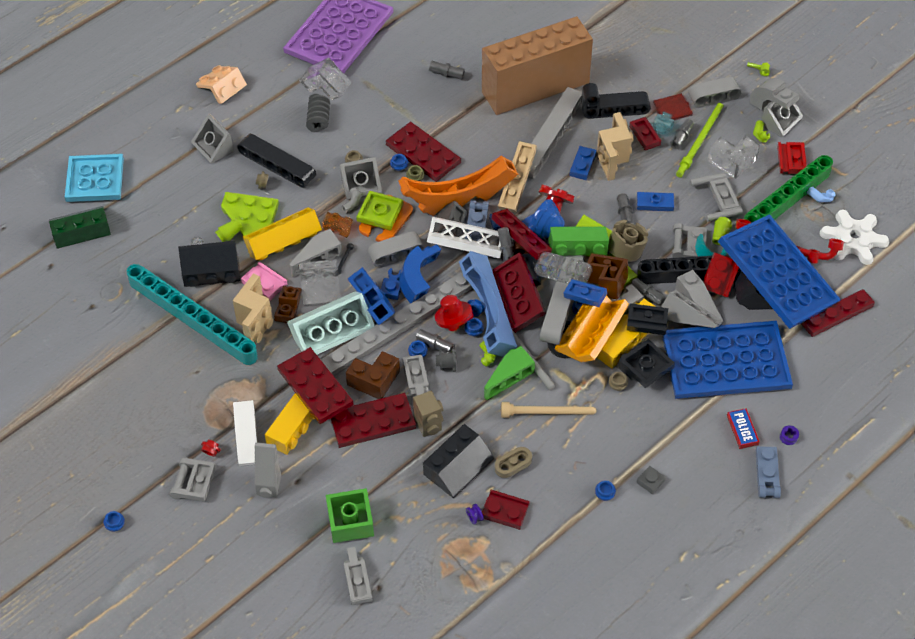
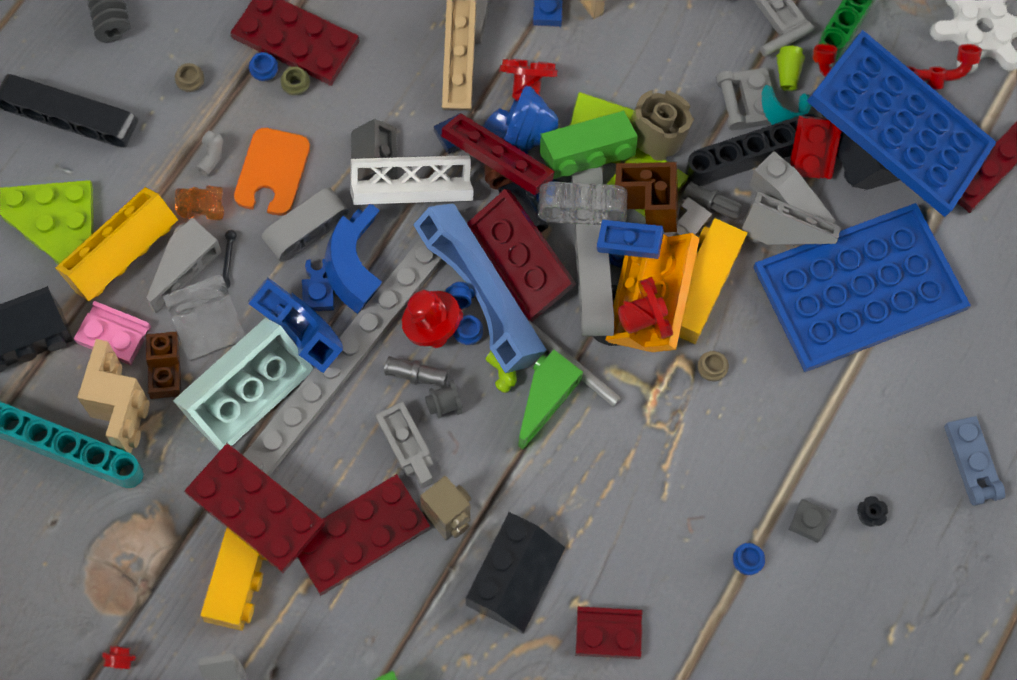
camera: 20 degrees left, 15 degrees up
(229, 230) = (27, 259): lime cone -> none
(245, 431) = (168, 616): white slope -> none
(262, 180) = (53, 152): dark tan plate -> none
(362, 175) = (213, 108): light grey slope -> none
(374, 378) = (342, 465): reddish brown brick -> none
(380, 210) = (260, 161): lime plate -> none
(418, 348) = (393, 392): blue plate -> none
(474, 513) = (566, 656): dark purple bush -> none
(477, 218) = (416, 139): sand blue plate -> none
(480, 184) = (407, 78): orange arch -> none
(505, 242) = (477, 177): flat silver axle -> none
(509, 410) = (564, 460): tan piece -> none
(512, 463) = (597, 551): dark tan plate -> none
(580, 332) = (646, 312): none -> red plate
(624, 208) = (636, 66): flat silver axle -> none
(645, 363) = (748, 328): black plate -> none
(647, 319) = (733, 256): black plate -> none
(655, 201) = (676, 39): blue plate -> none
(692, 489) = (867, 517): none -> black plate
(743, 428) = (917, 396): tile -> none
(790, 429) = (991, 380): dark purple bush -> none

